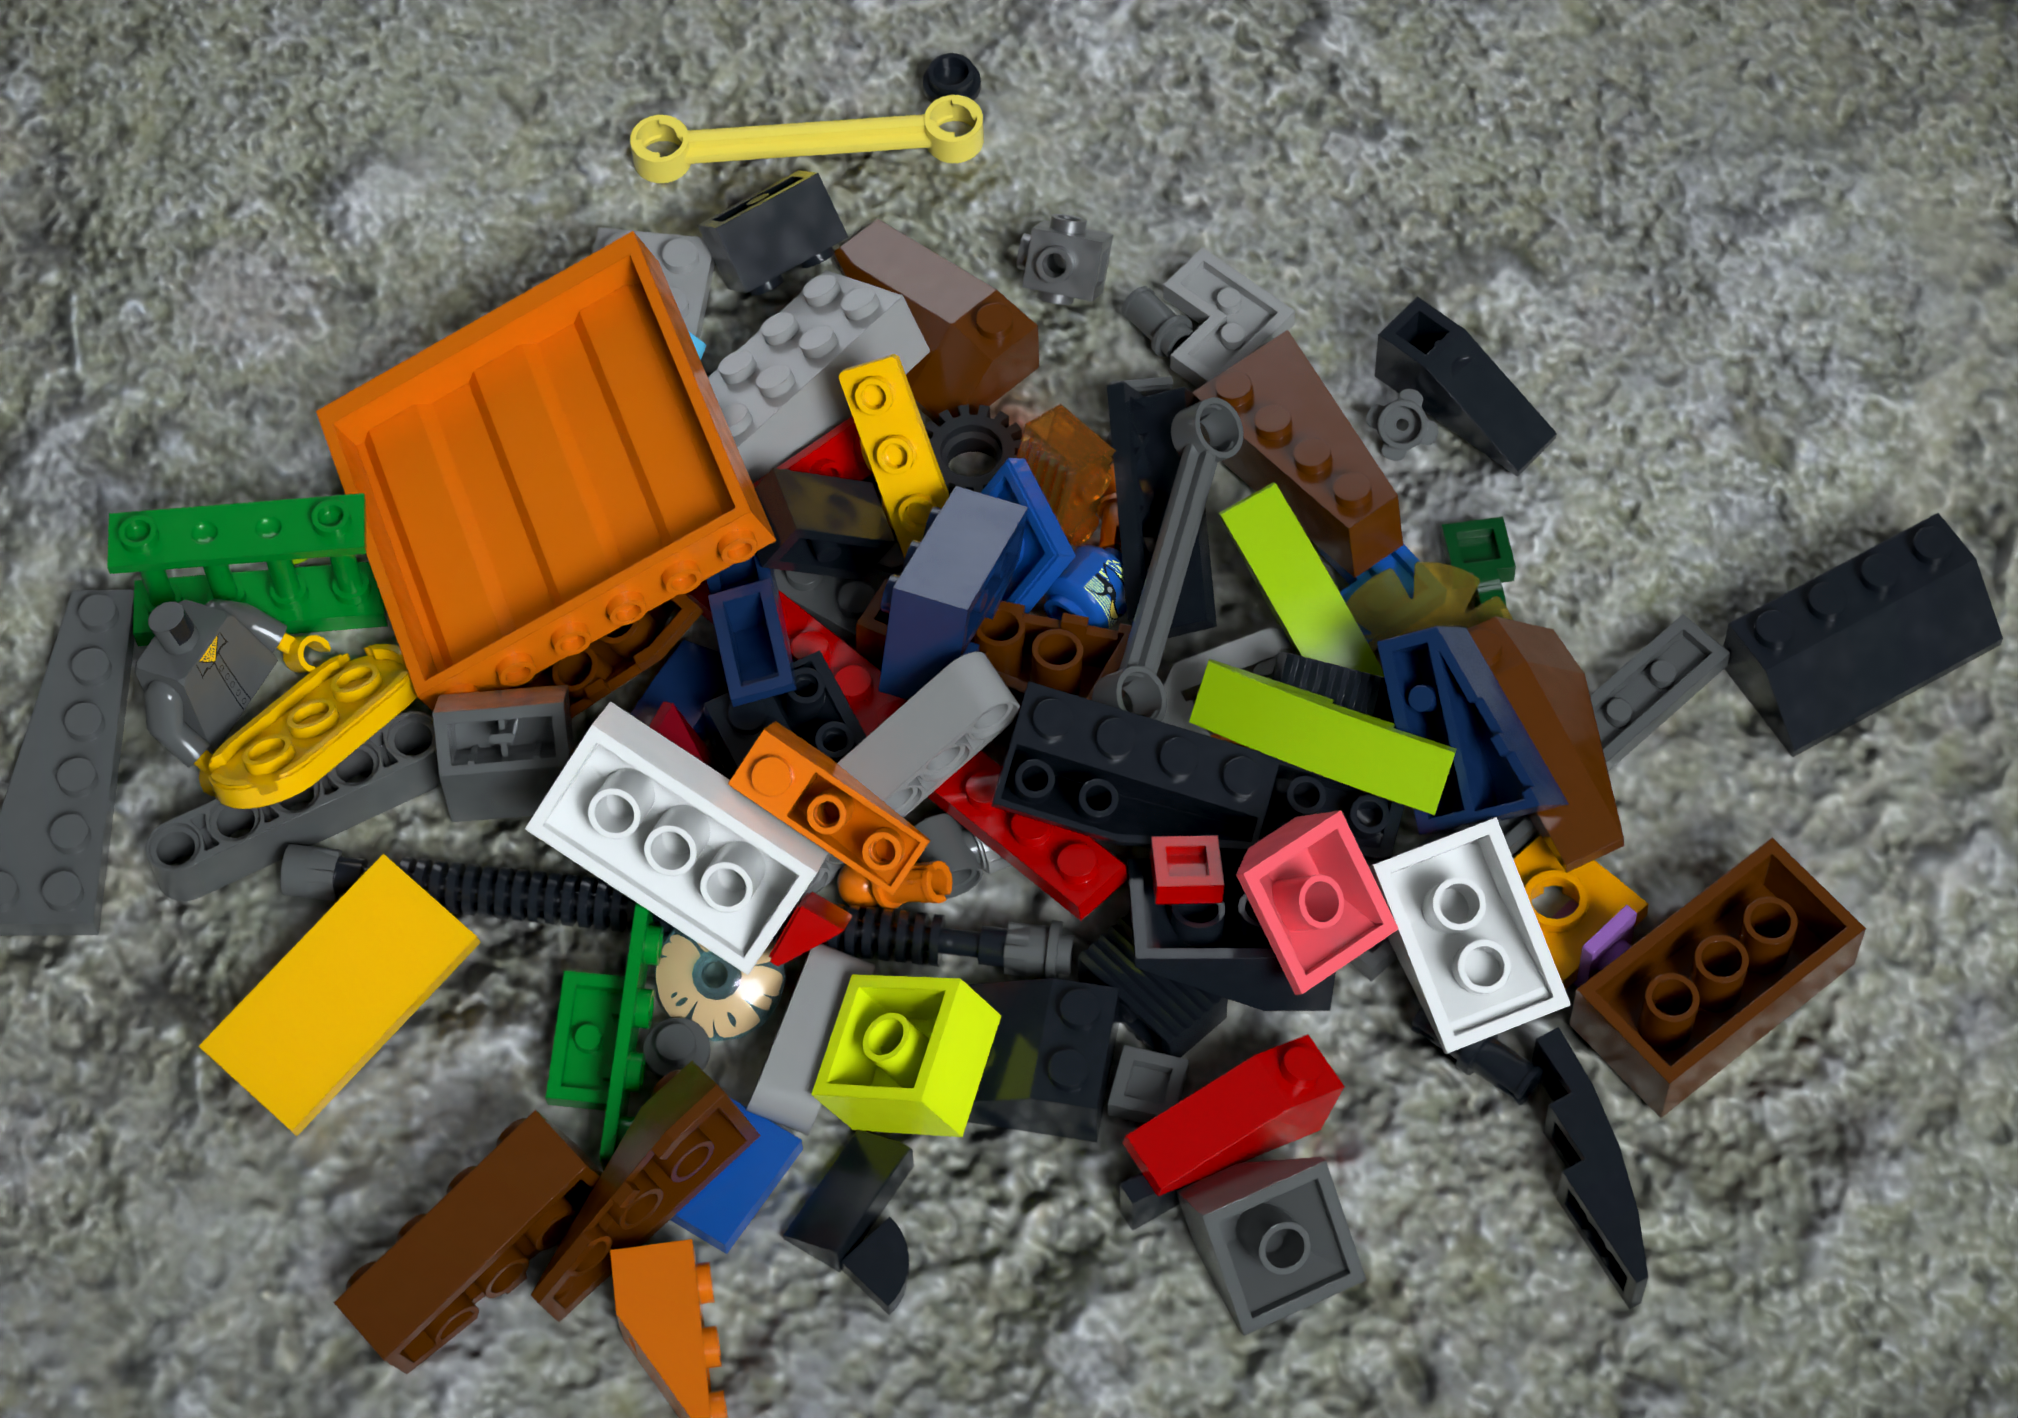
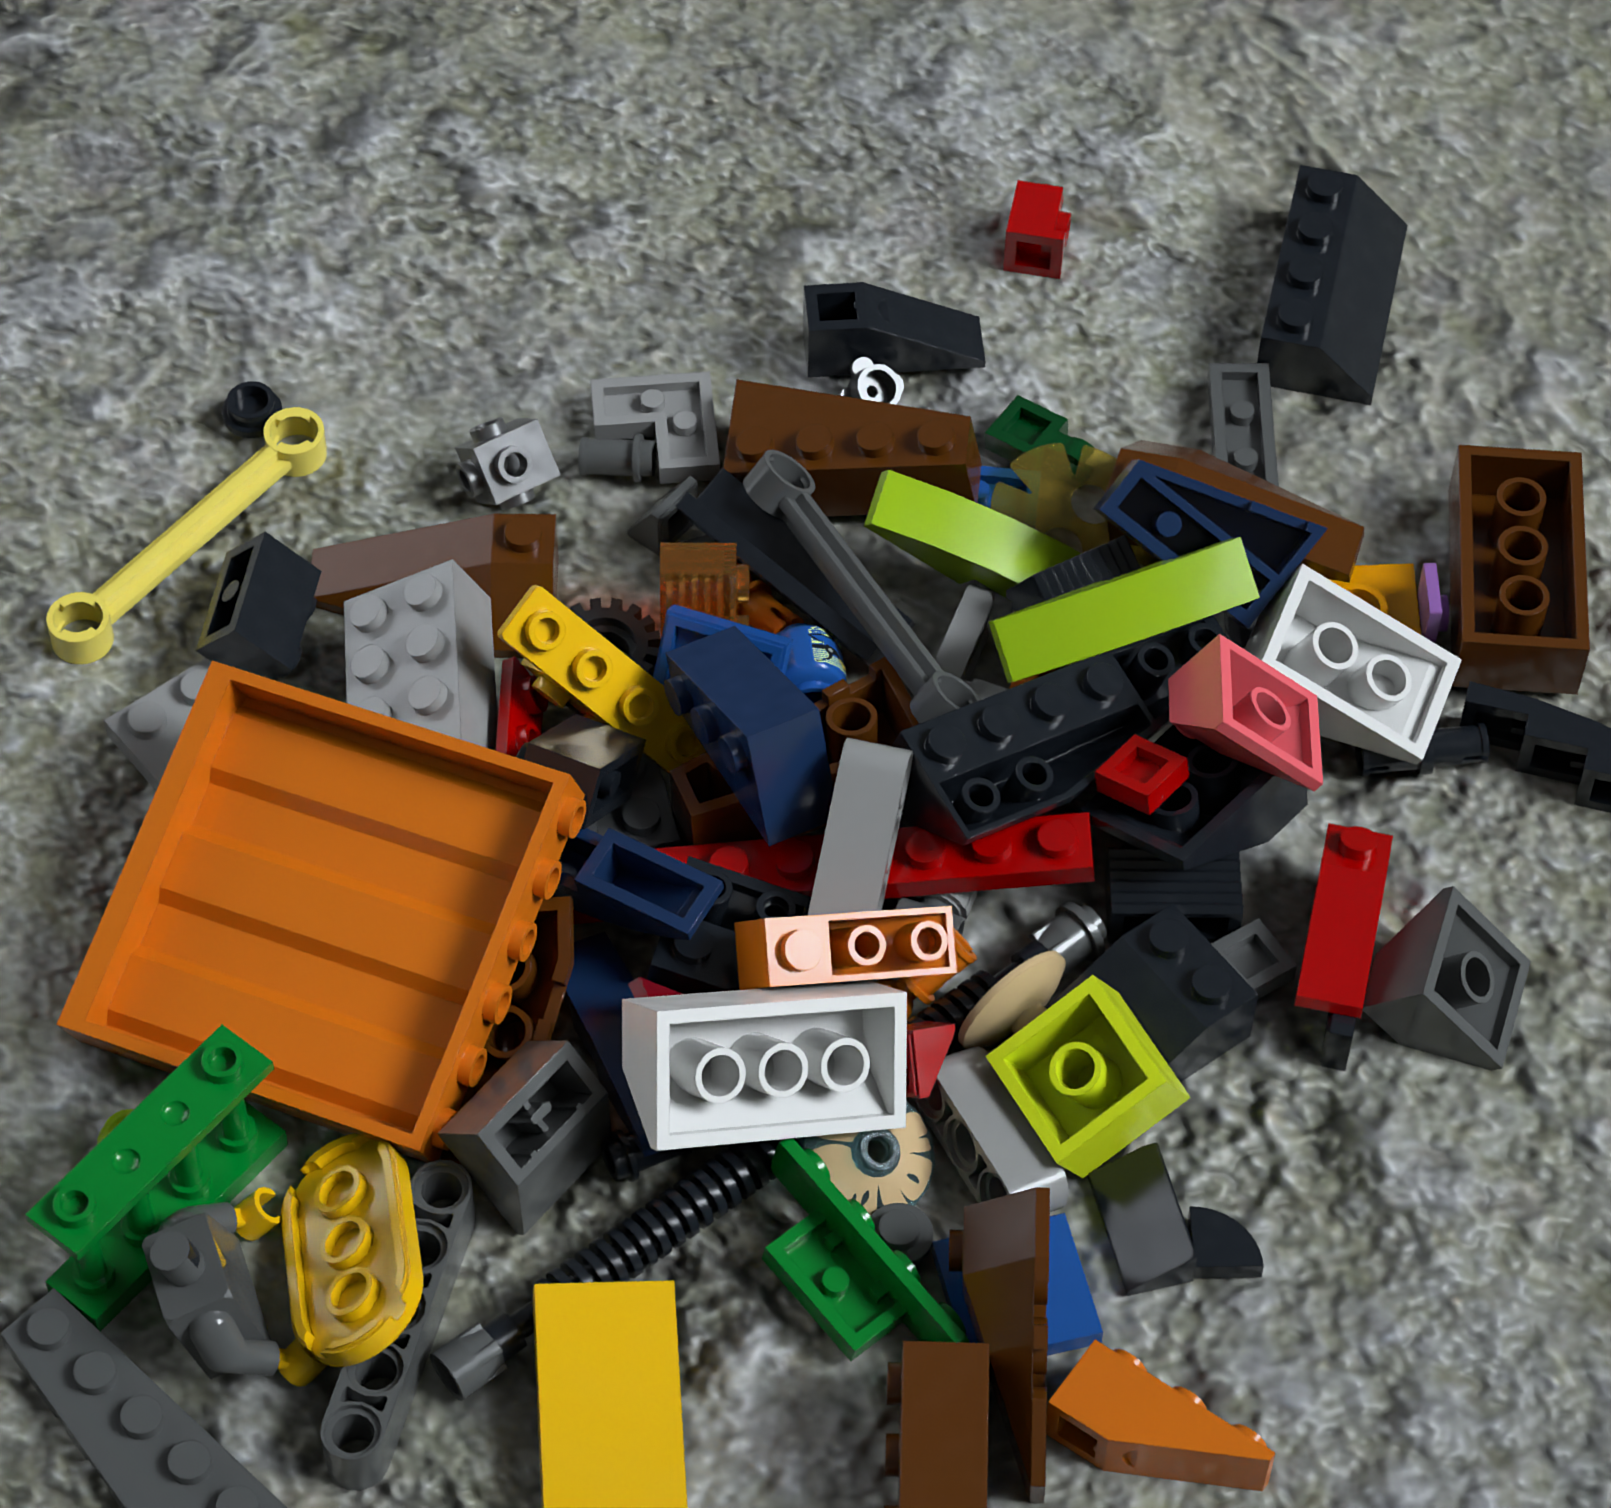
camera: 50 degrees left, 5 degrees down
(928, 953) = (1013, 1001): none -> tan dish
(1681, 398) = (1036, 231): none -> red brick

